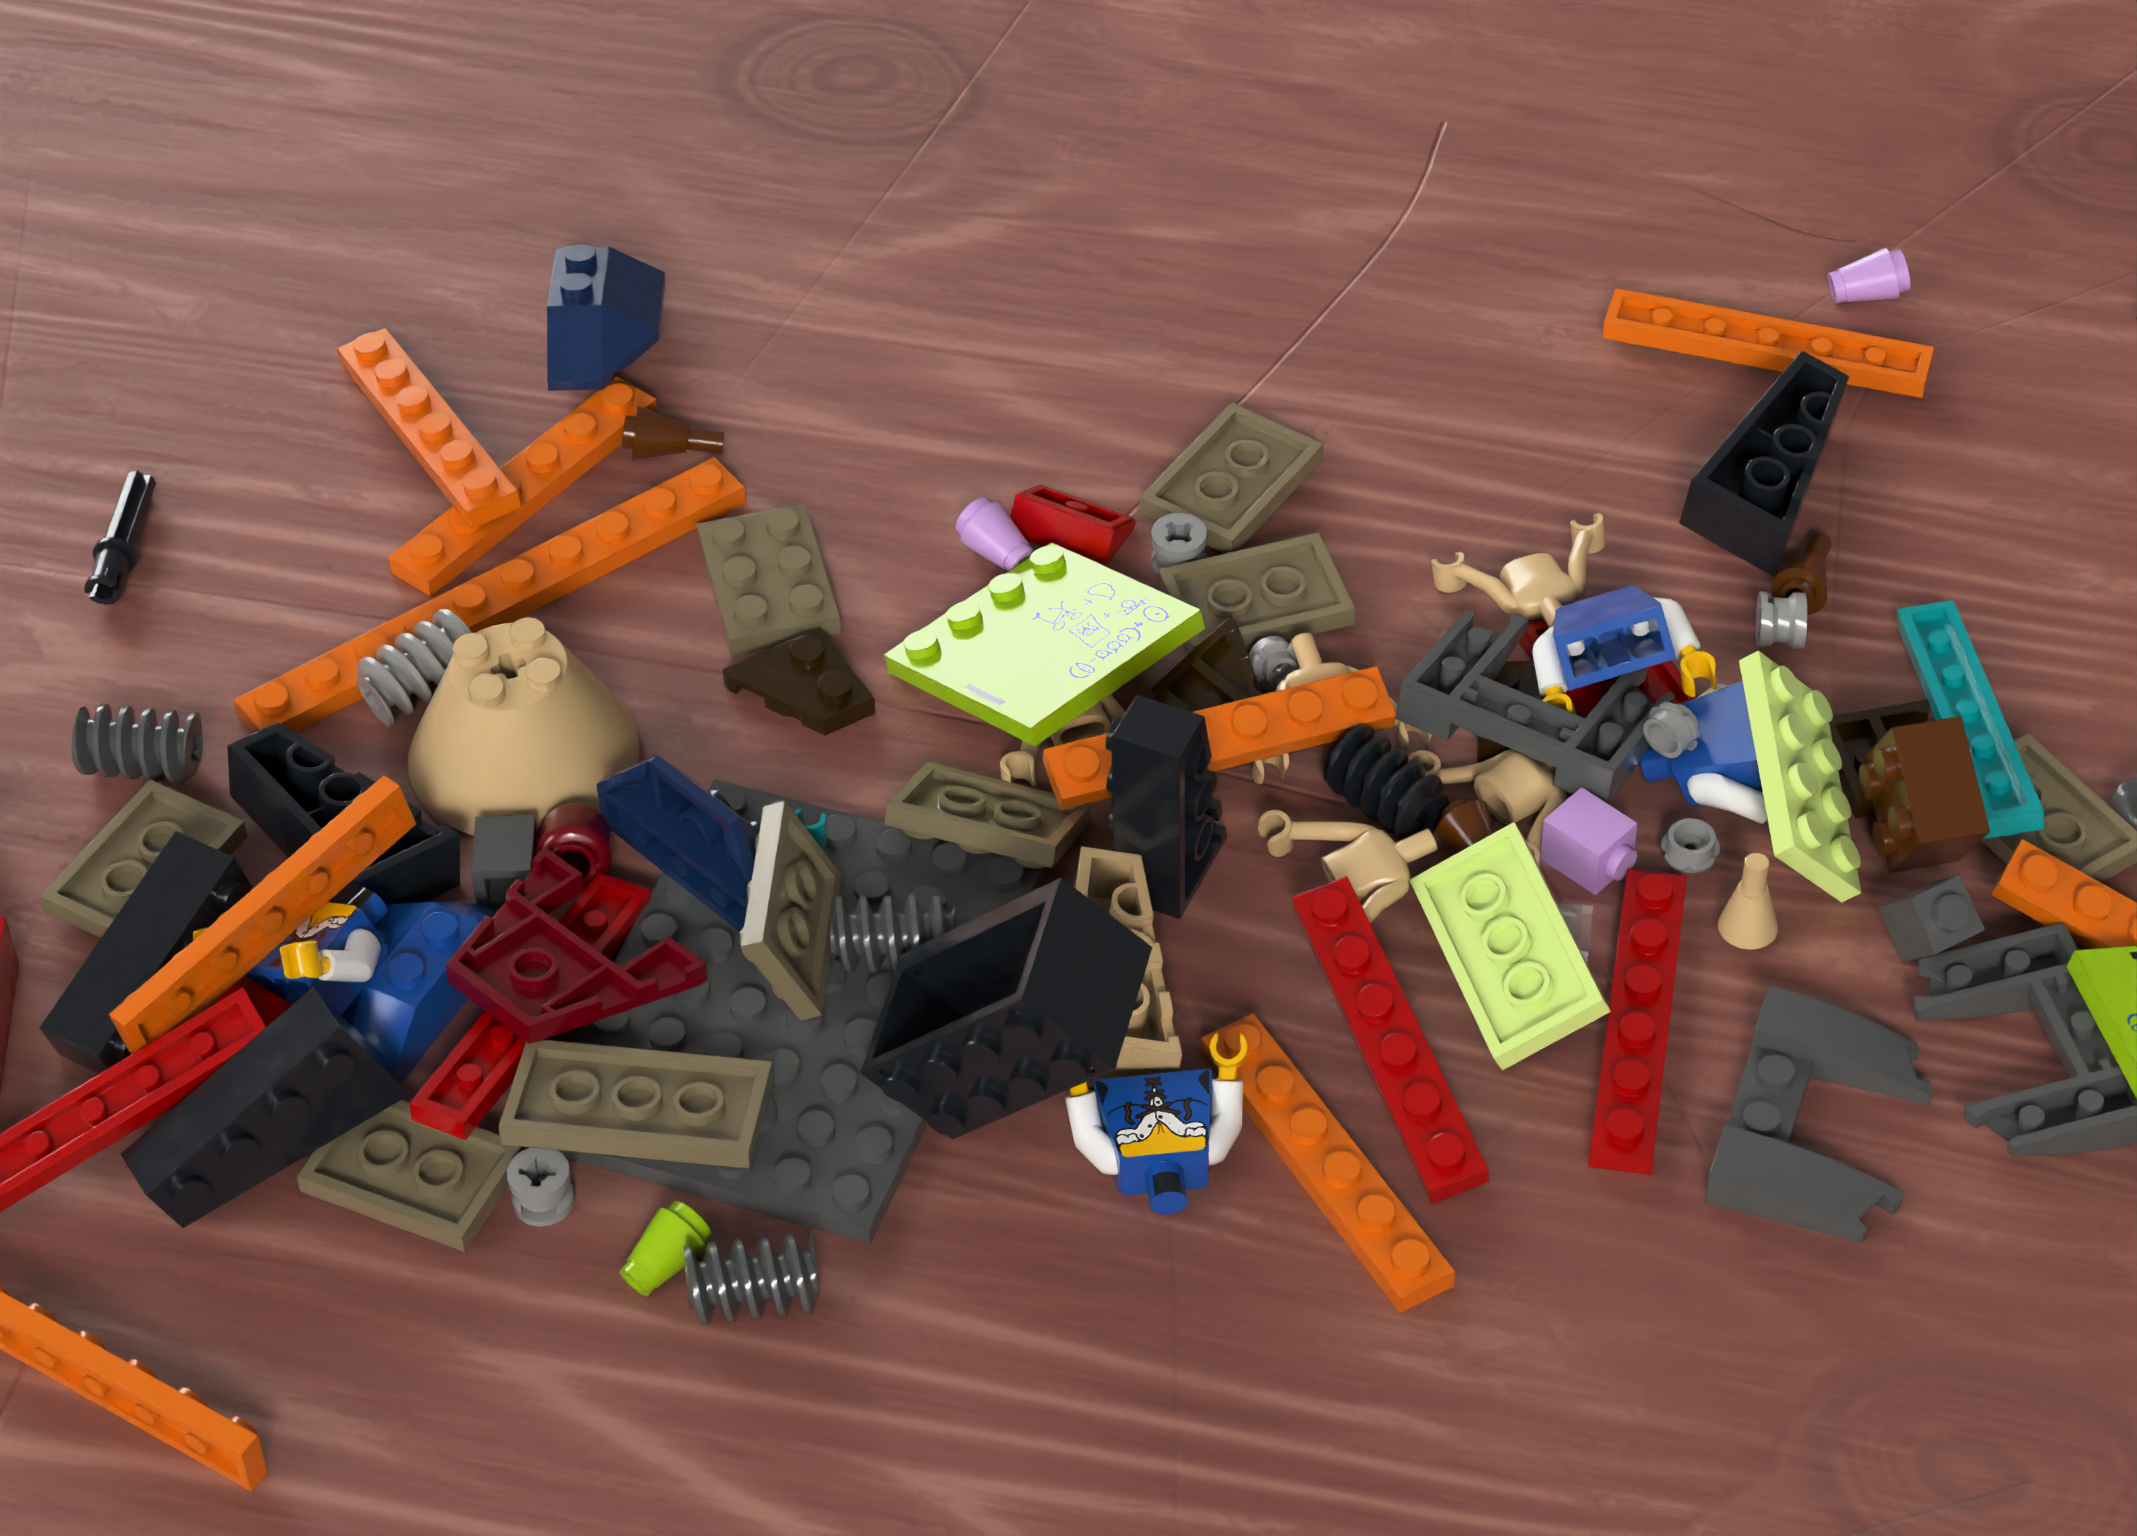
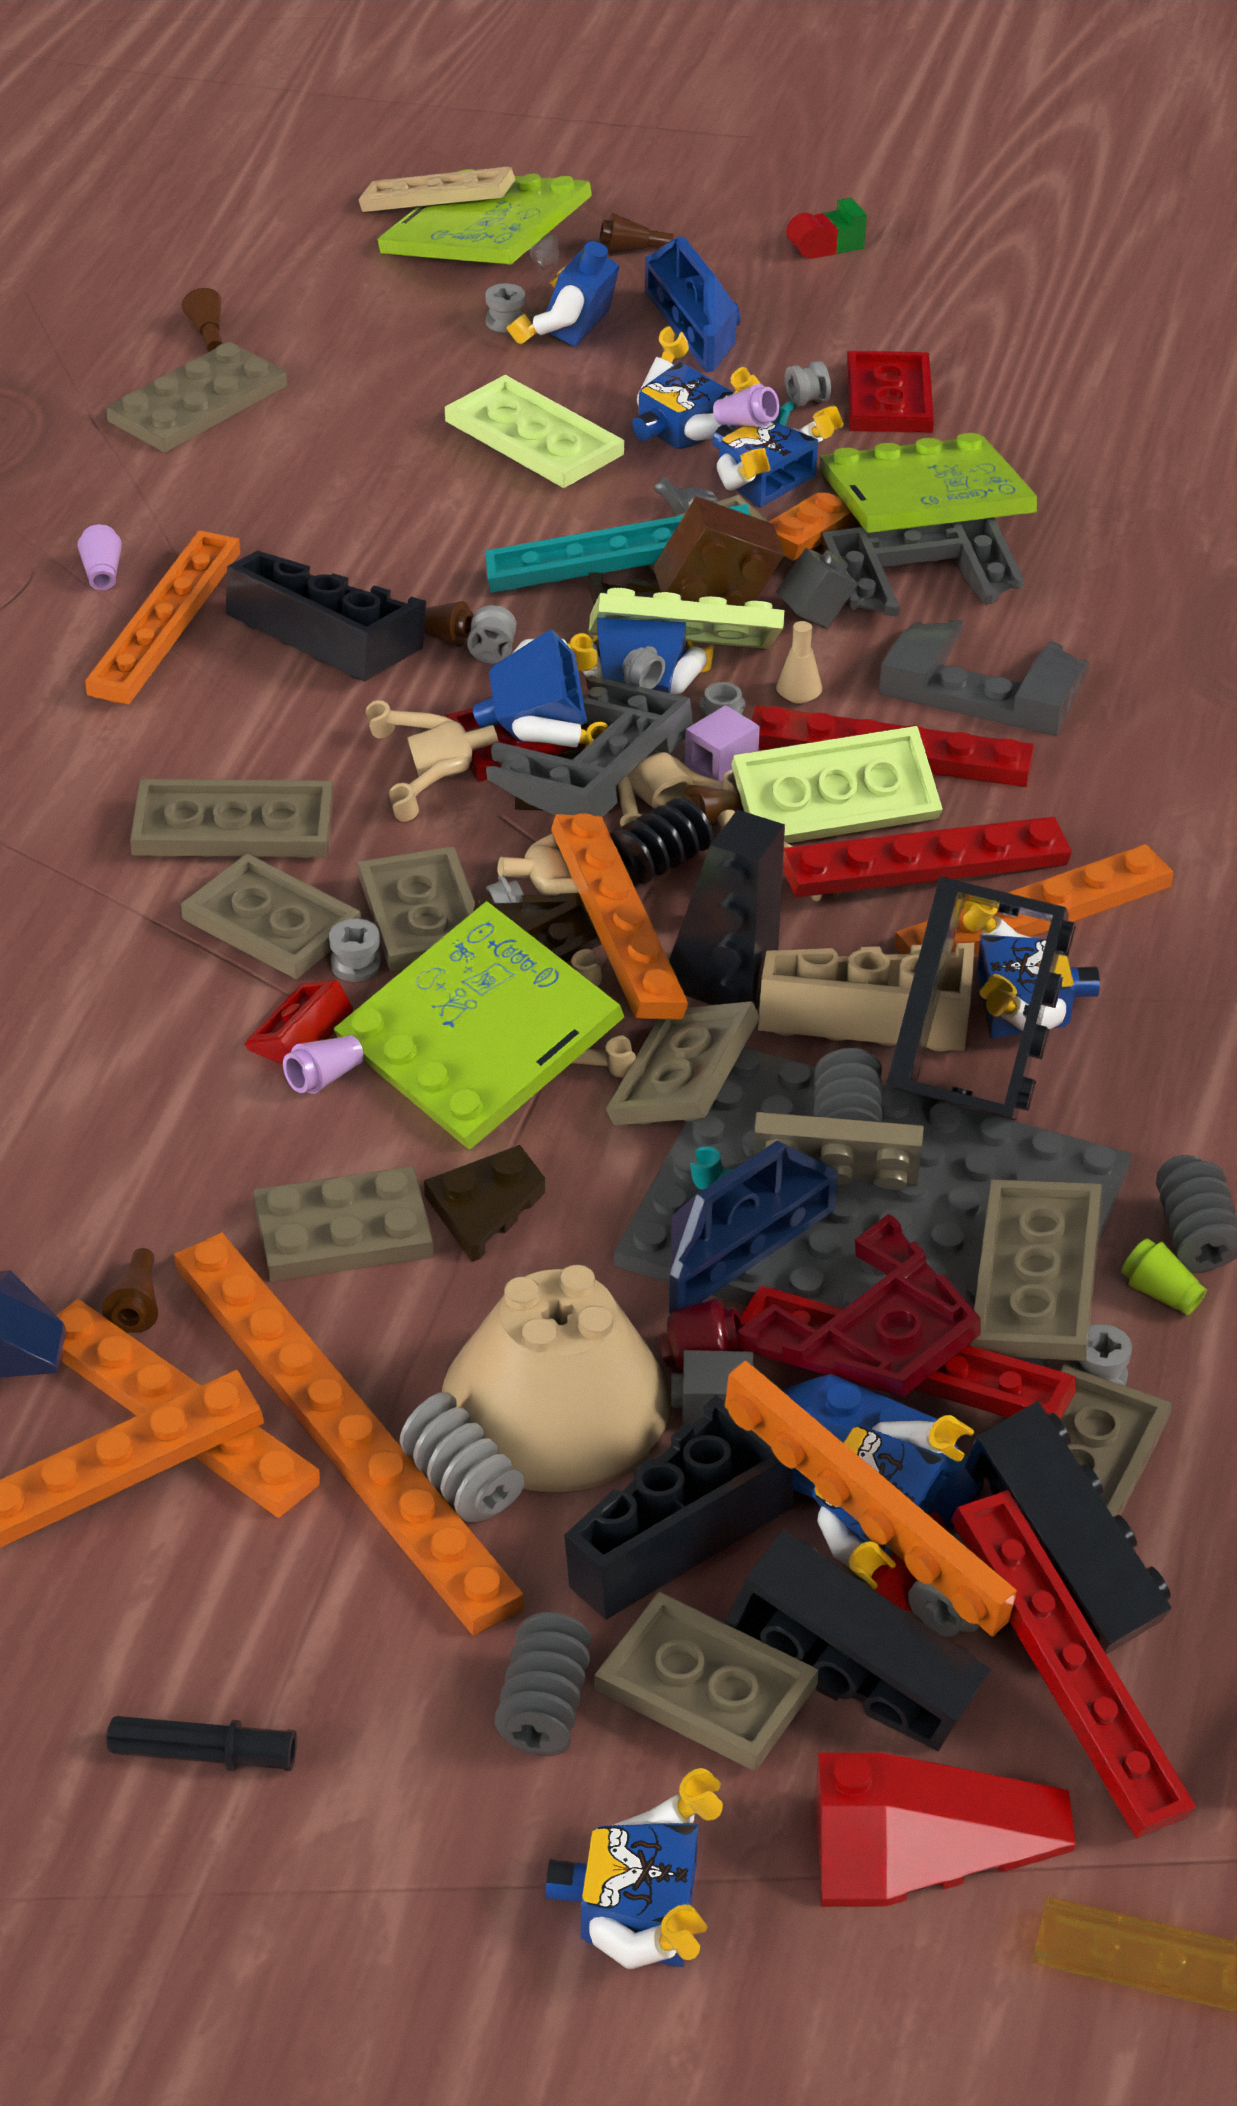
camera: 90 degrees left, 5 degrees down
(1397, 435) = (232, 818): none -> dark tan plate

